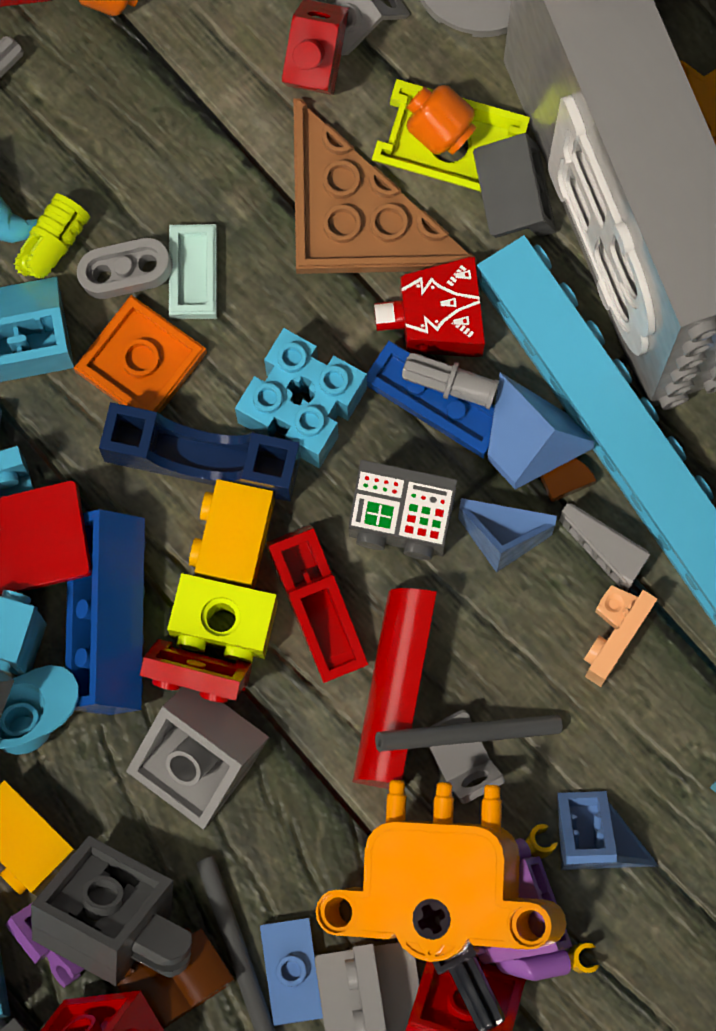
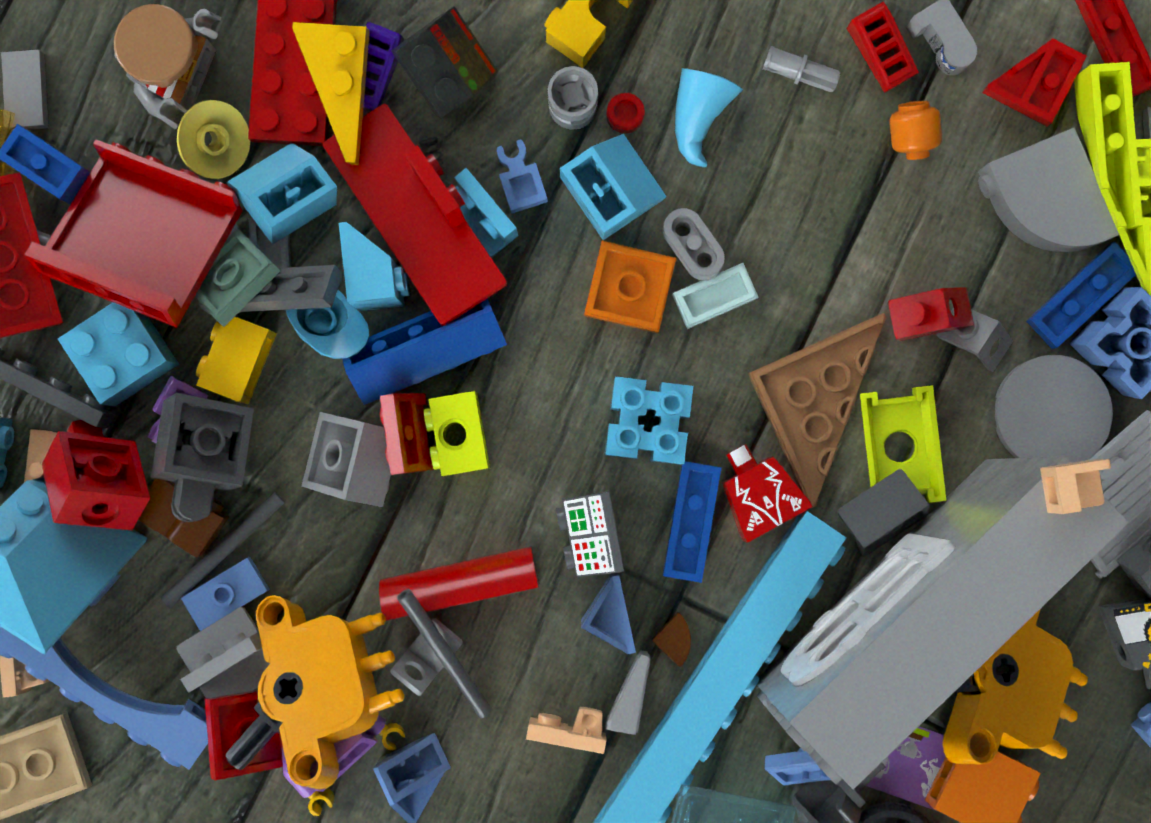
camera: 65 degrees right, 10 degrees up
(51, 237) = (693, 178): neon yellow hinge -> none
(164, 447) = (573, 363): dark blue arch -> none
(233, 534) = (522, 415): yellow piece -> none
(317, 603) = (499, 498): red slope -> none
(440, 119) = (912, 434): orange head -> none
(450, 380) = (707, 528): light grey axle -> none
(531, 435) = (693, 605): medium blue slope -> none

